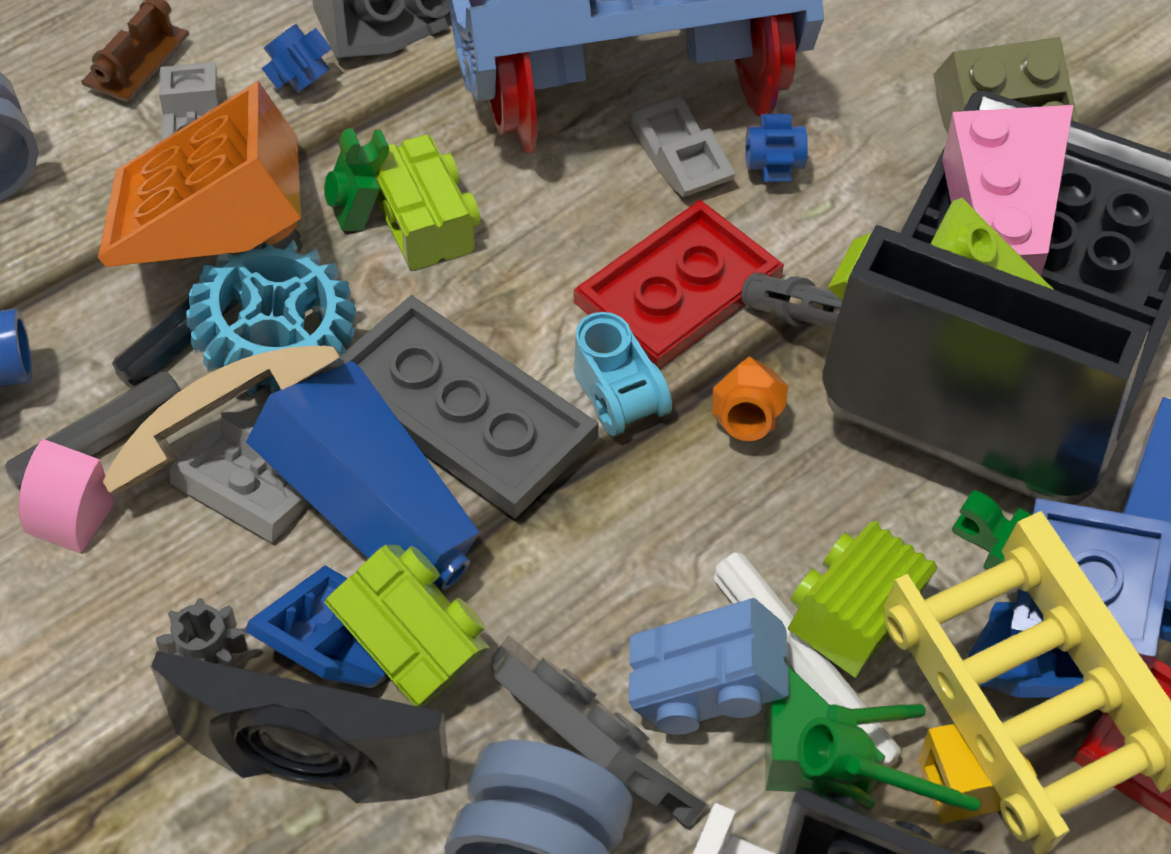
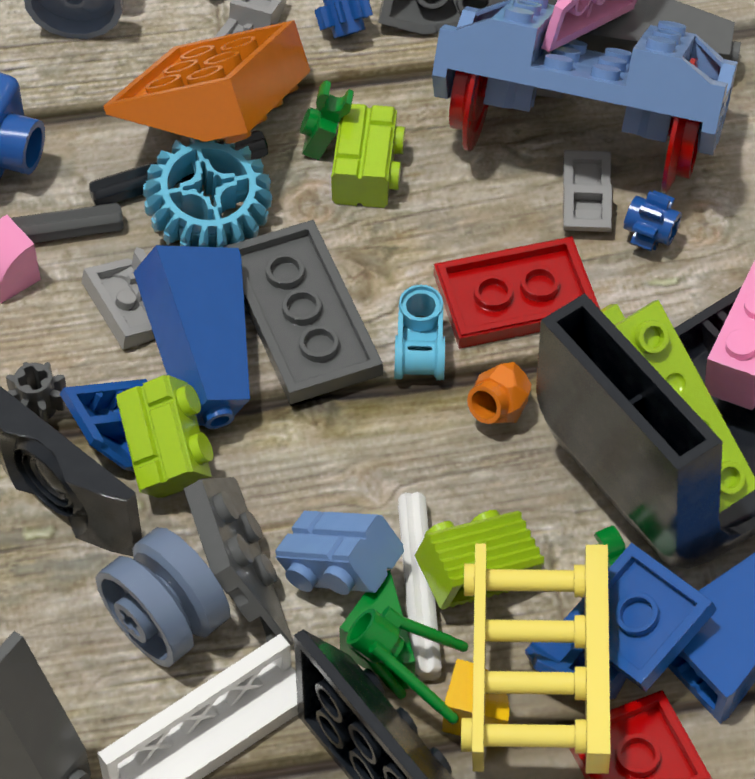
camera: 30 degrees right, 0 degrees up
(148, 449) = (75, 251): tan slope -> none

